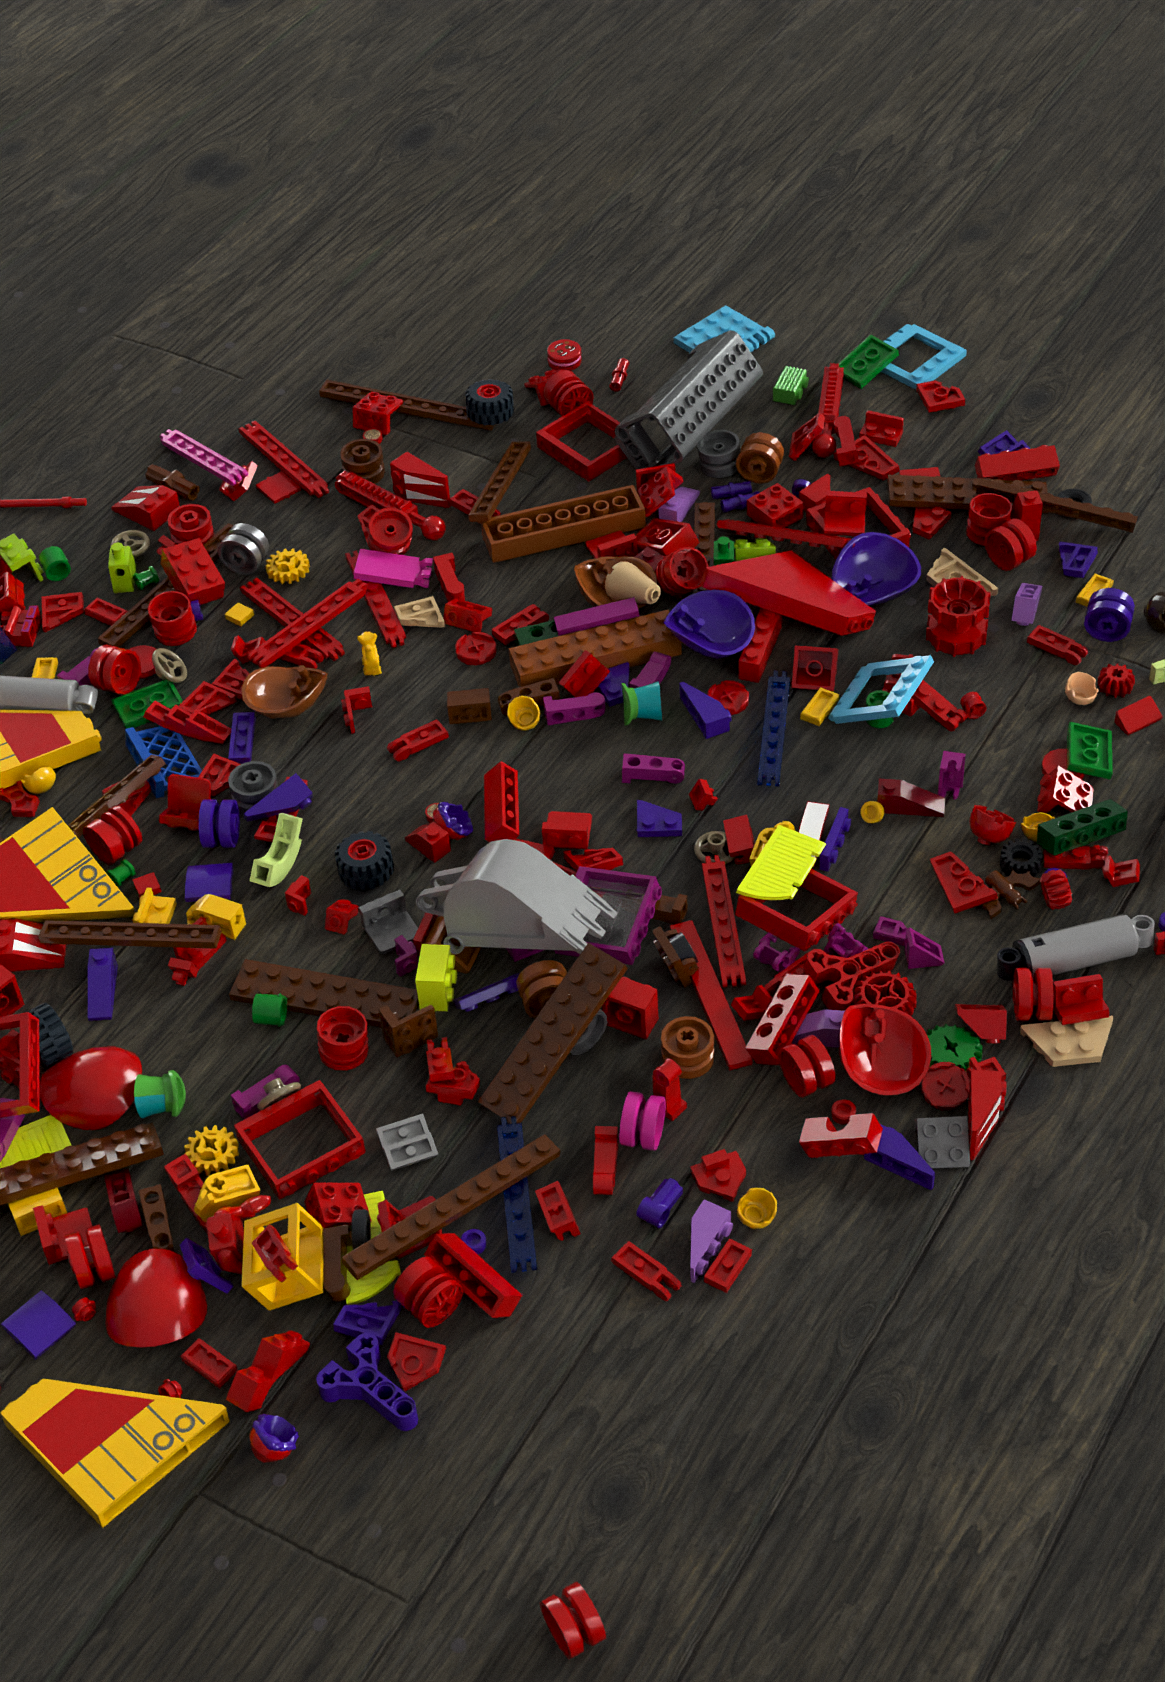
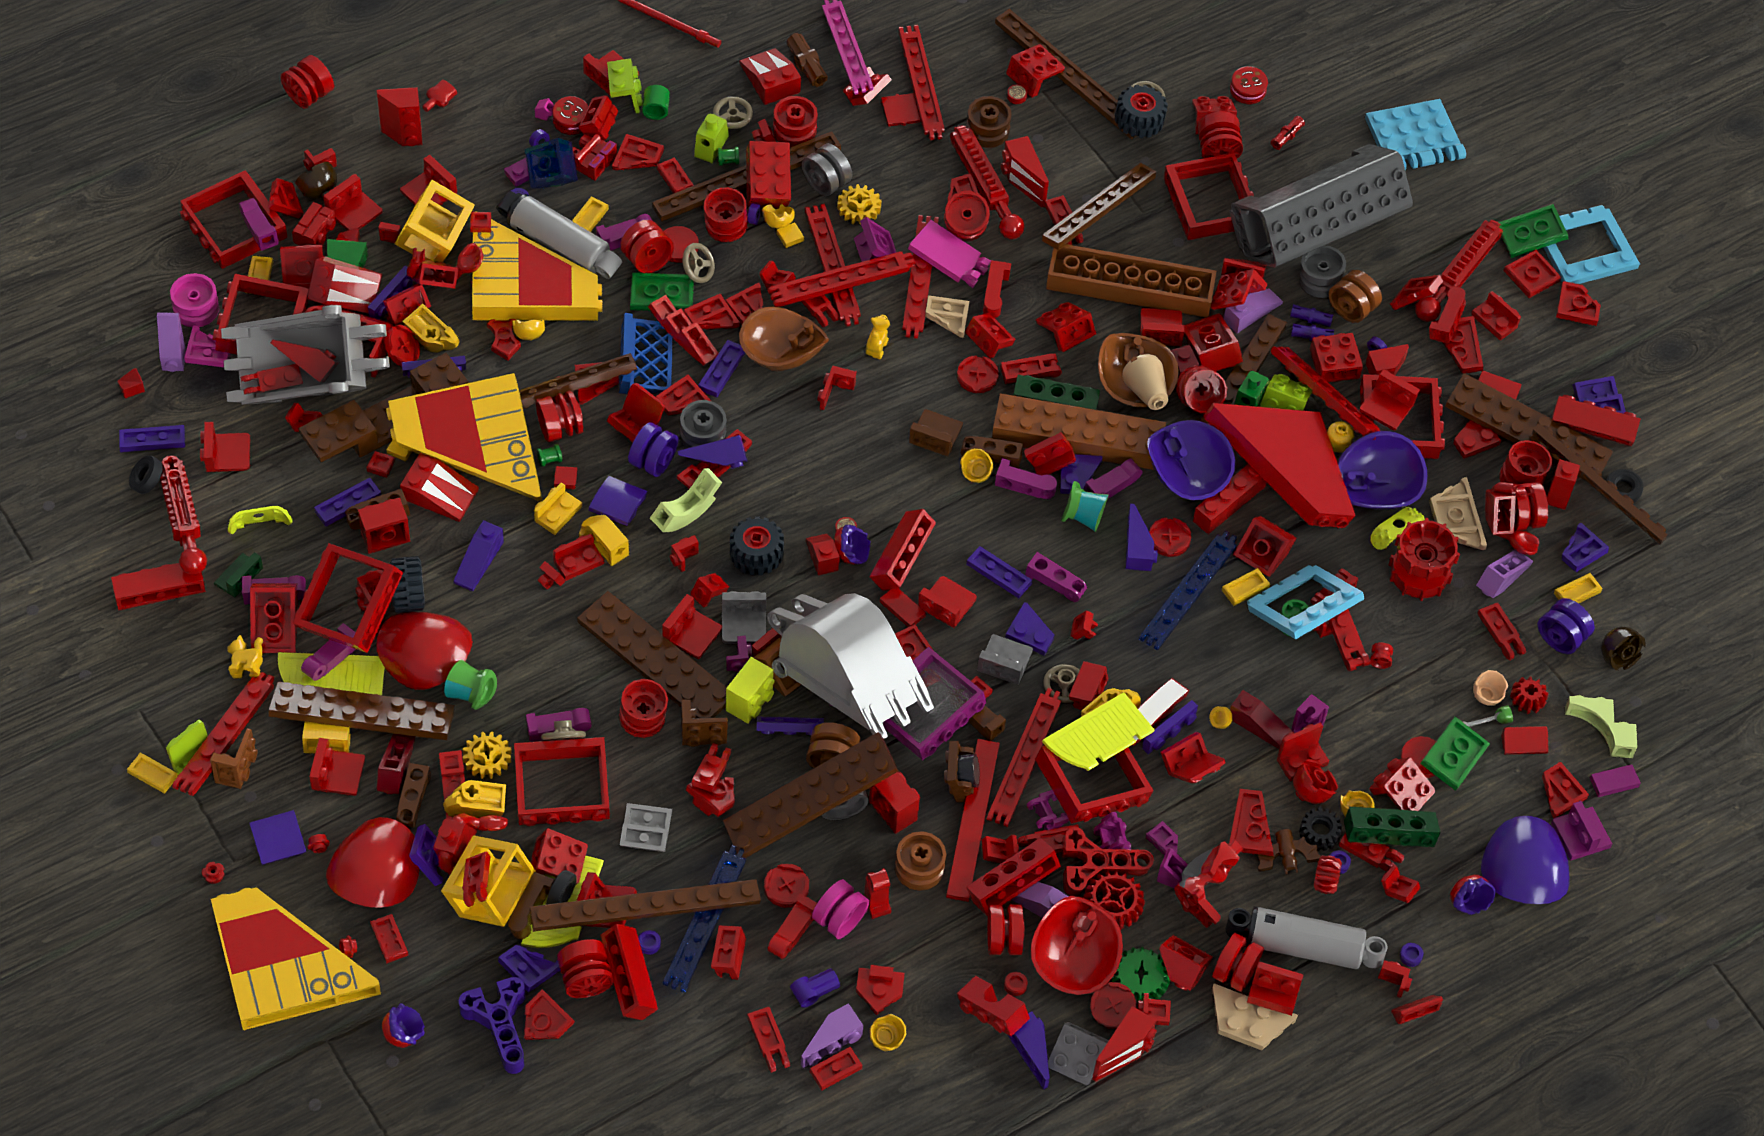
camera: 20 degrees right, 10 degrees up
(86, 1257) = (342, 802): red wheel -> none
(130, 934) = (523, 523): reddish brown plate -> none
(220, 604) = (778, 217): none -> yellow hair
(269, 1009) = (601, 649): green piece -> none
(272, 1359) = (435, 962): red arch -> none
(317, 586) = (873, 241): none -> magenta bracket
(344, 956) = (690, 629): none -> red bracket
(417, 740) = (871, 446): red hinge -> none
(533, 576) = (1069, 324): none -> red bracket
(573, 1129) = (785, 884): none -> red tile
(596, 616) = (1096, 399): magenta tile -> none
(598, 787) = (999, 572): none -> dark purple plate
(601, 859) = (951, 643): red wing -> none
(651, 852) = (1004, 659): none -> flat silver bracket
(790, 385) = (1441, 224): bright green brick -> none
(821, 559) = (1340, 436): none -> yellow head
(870, 857) = (1190, 759): none -> red bracket
(887, 391) = (1532, 273): none -> red tile
(909, 614) = (1387, 532): none -> neon yellow piece
(945, 943) = (1206, 868): none -> red hips
(959, 805) = (1299, 747): none -> red bracket
(994, 558) = (1501, 516): none -> red torso
(1106, 705) = (1502, 715): none -> bright green hinge

